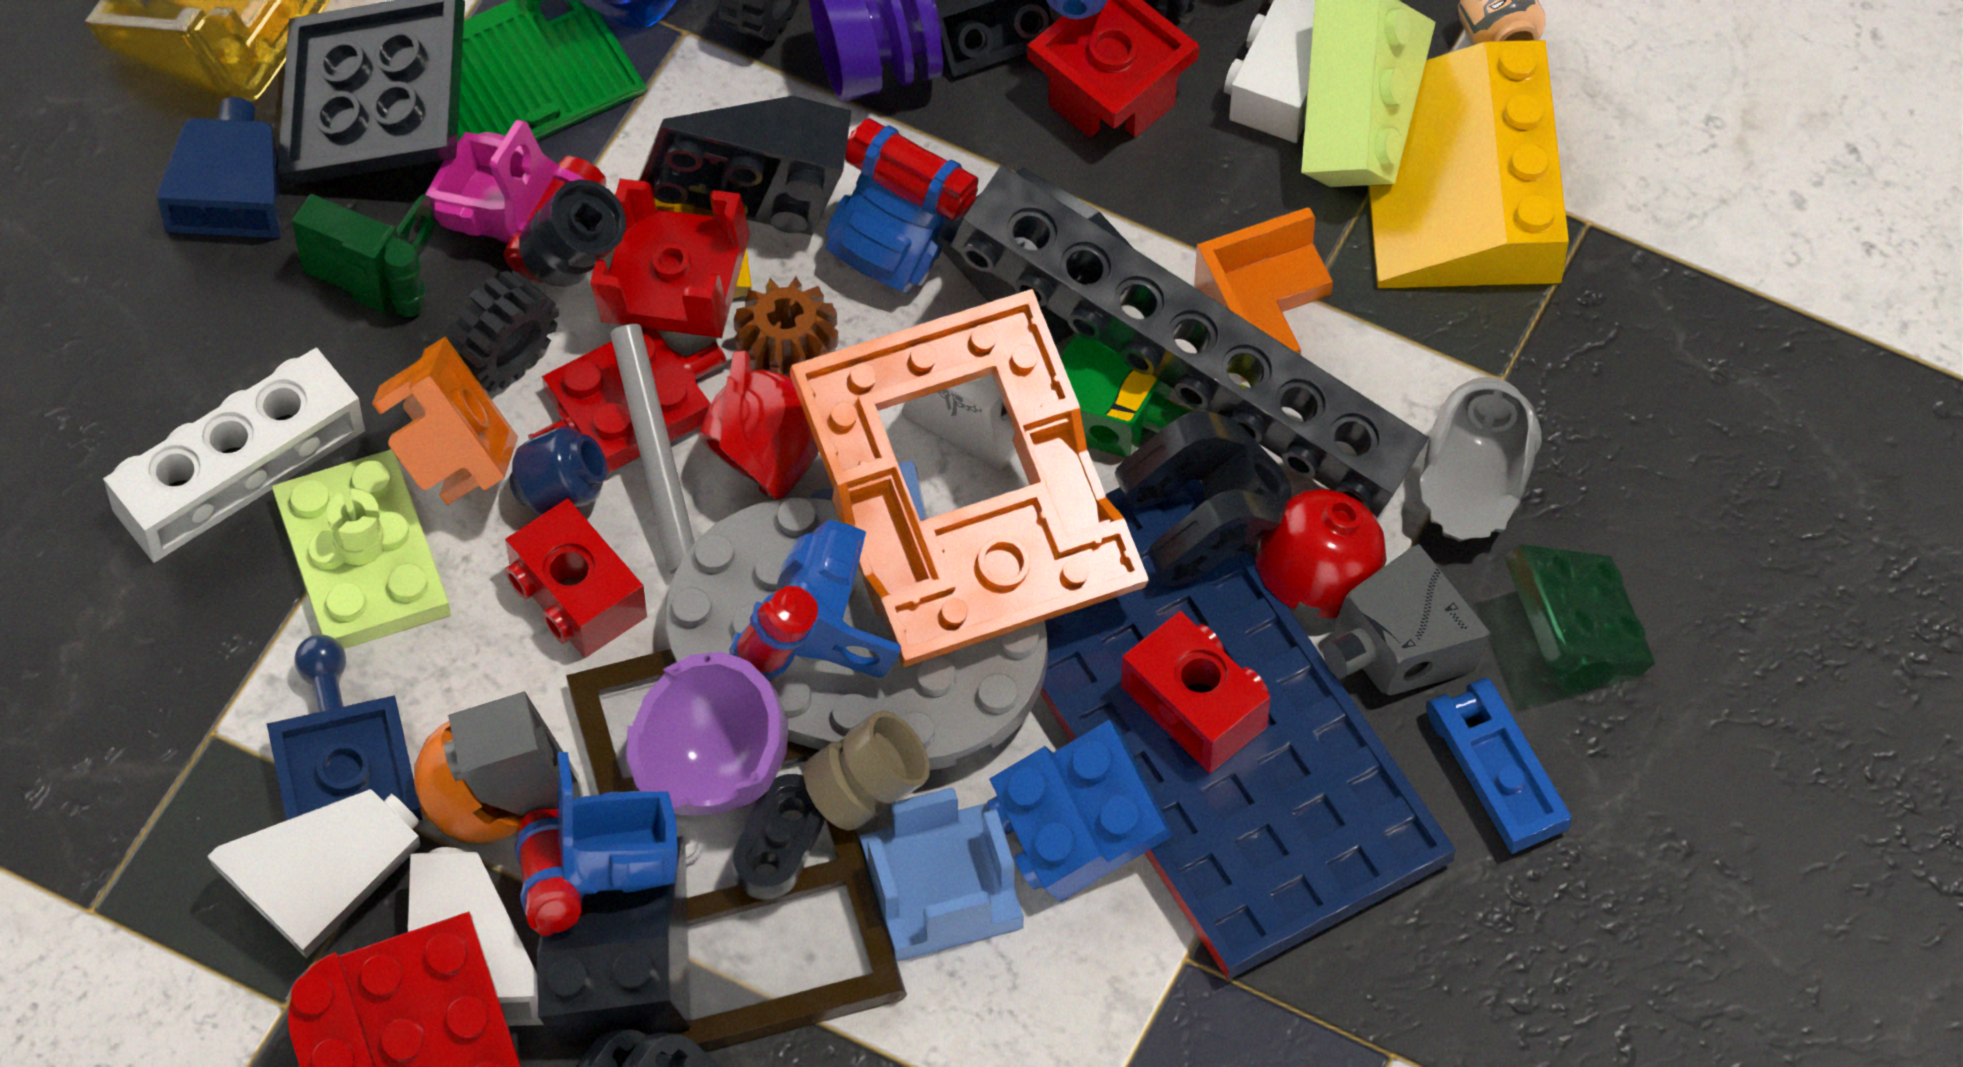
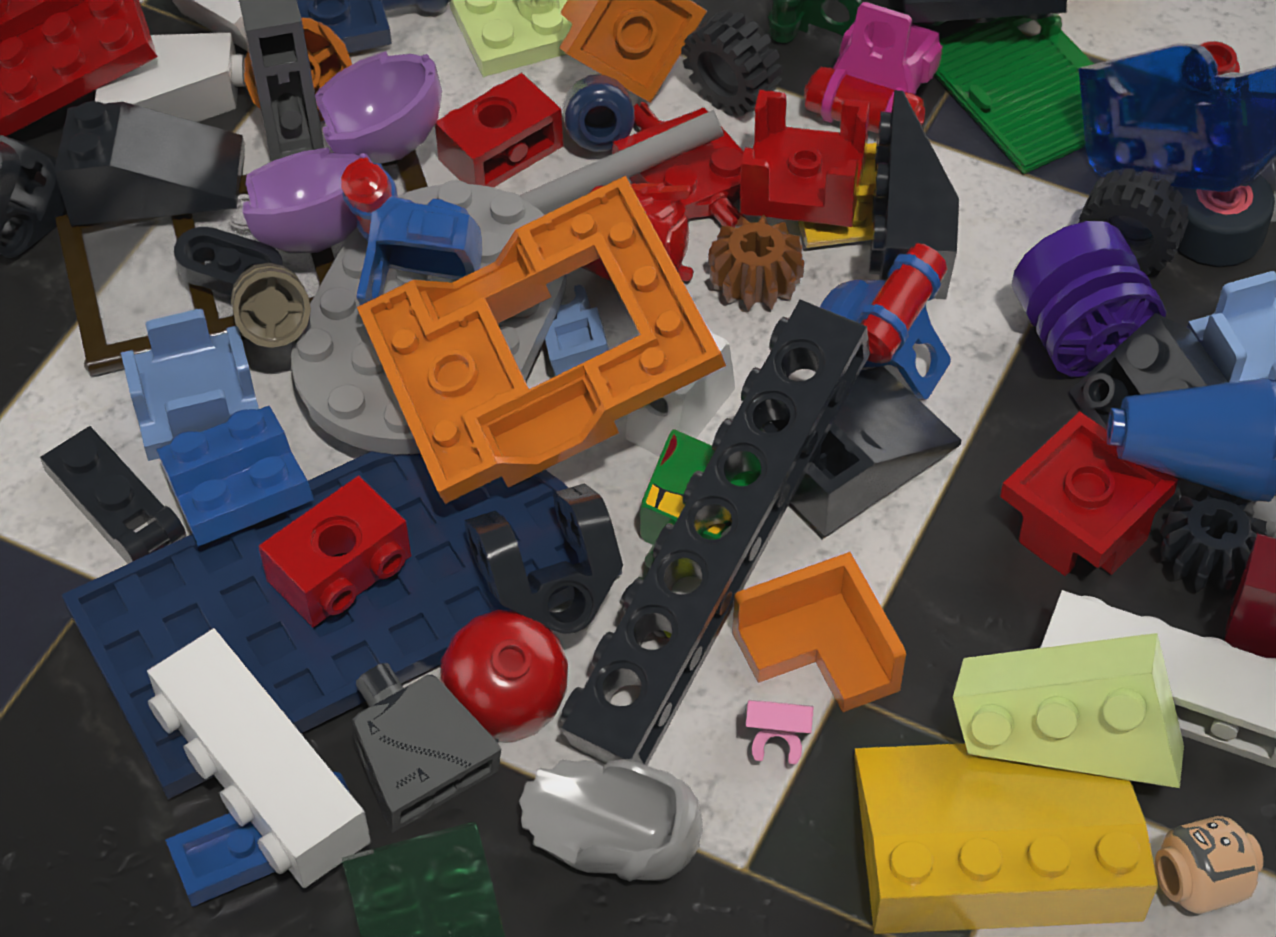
camera: 90 degrees right, 5 degrees down
(572, 232) = (816, 81): black wheel -> none
(574, 661) = (381, 106): none -> medium lavender cylinder
(592, 847) = (198, 122): blue piece -> none
(1083, 950) = (111, 495): none -> black plate
(1360, 332) = (781, 721): none -> bright pink tile
(1439, 748) = (258, 759): none -> white brick

